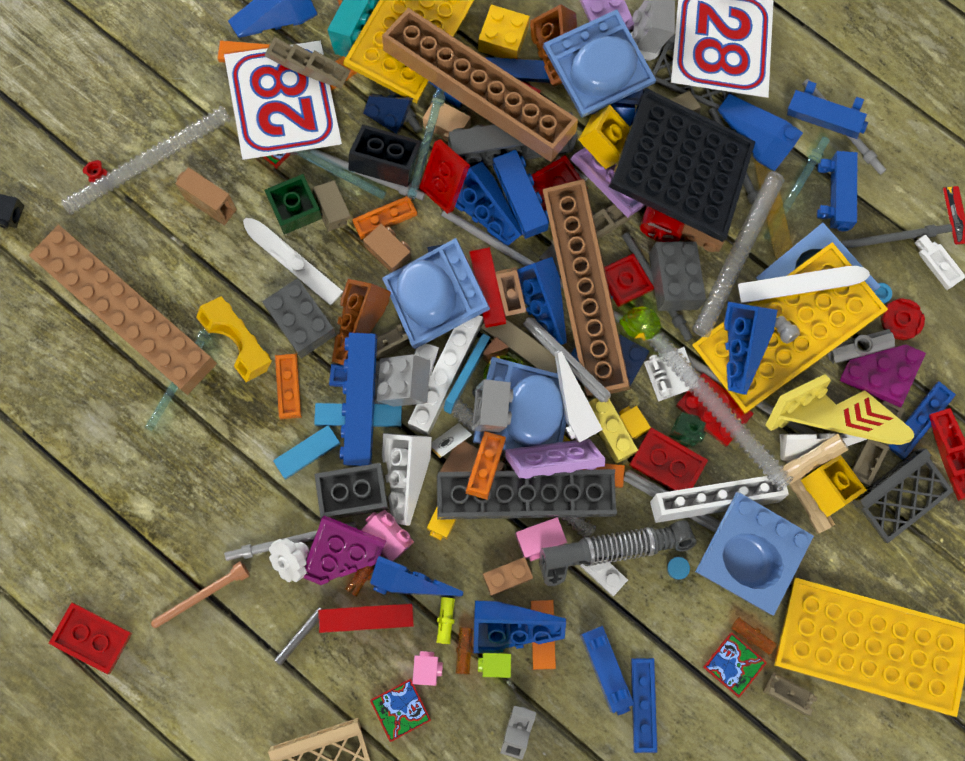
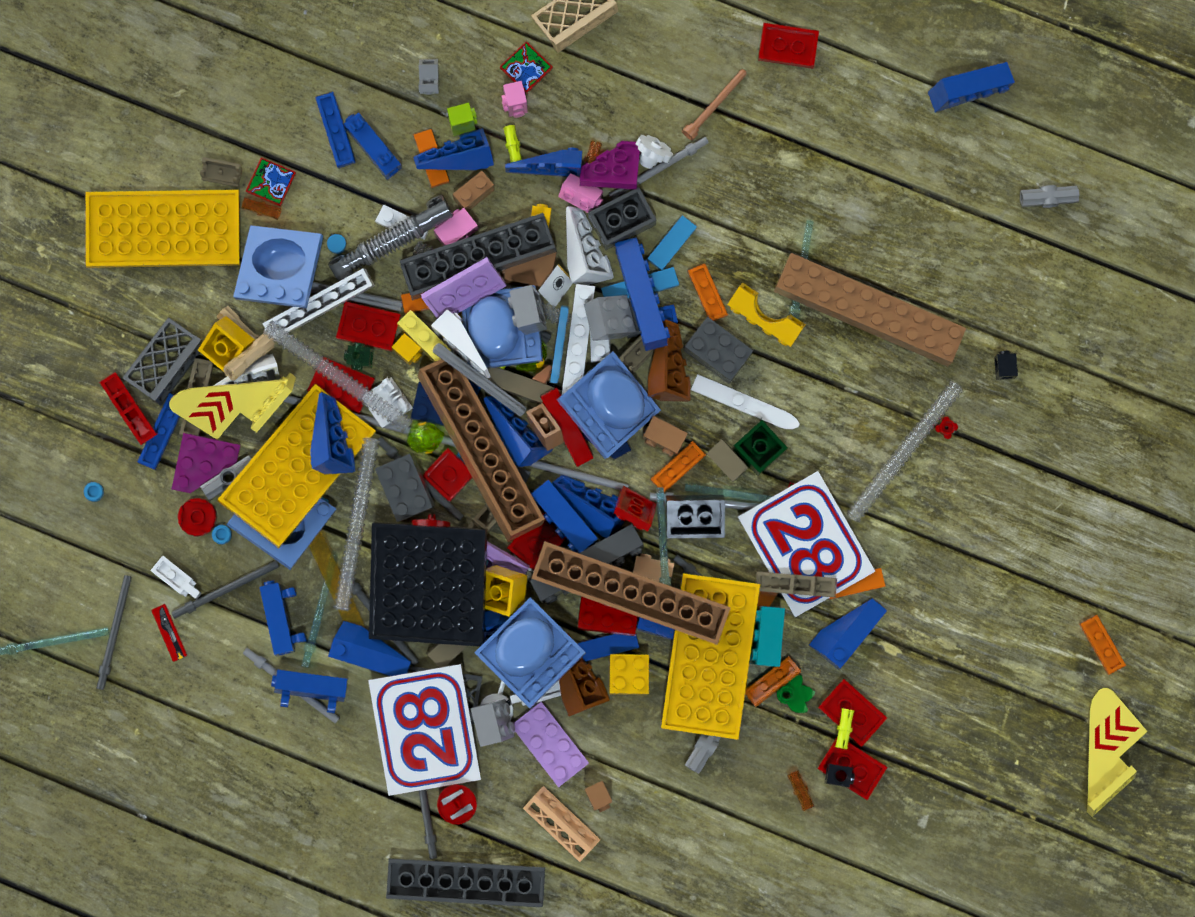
camera: 160 degrees right, 5 degrees up
(206, 196) = (838, 429): medium nougat brick -> none
(299, 636) = (624, 99): flat silver bar -> none
(365, 618) = (577, 125): red slope -> none
(388, 110) = (709, 563): dark blue wing -> none
(464, 650) = (490, 126): clear orange pin -> none
(485, 465) = (517, 262): orange tile -> none
(786, 330) = (299, 458): light grey piece -> none
(802, 283) = (295, 502): white piece -> none

